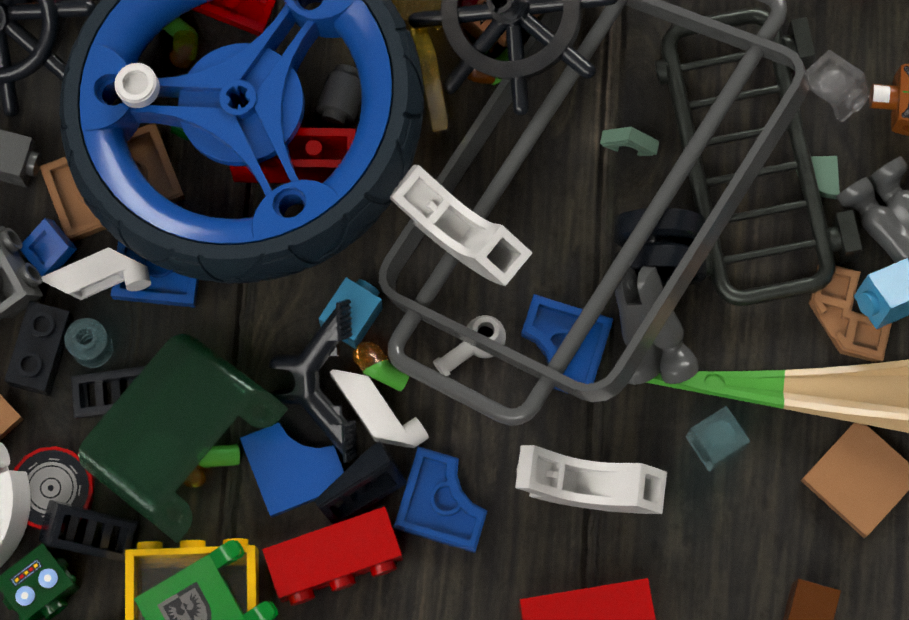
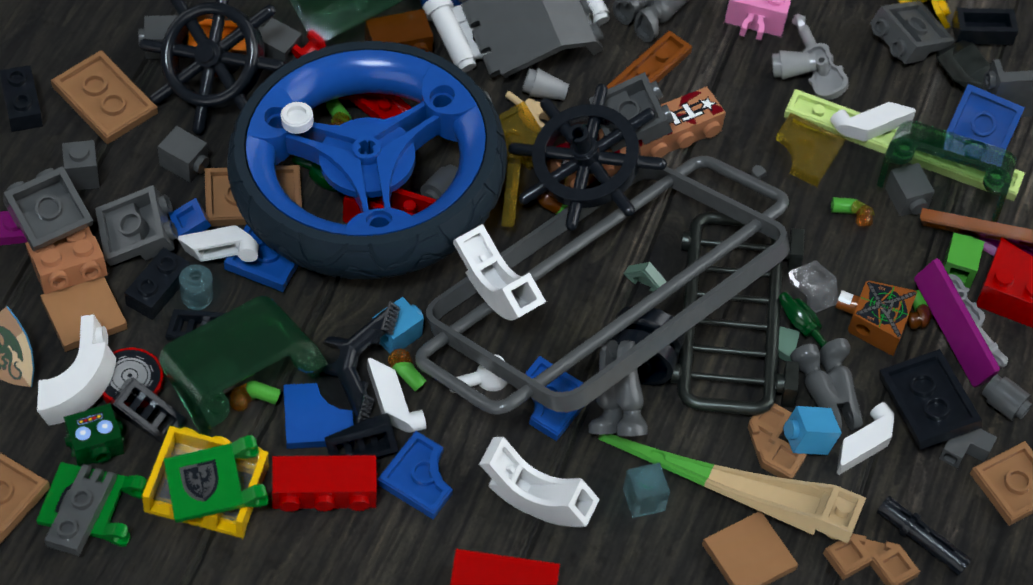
camera: 10 degrees right, 20 degrees down
(836, 137) = (802, 317): none -> dark green hand

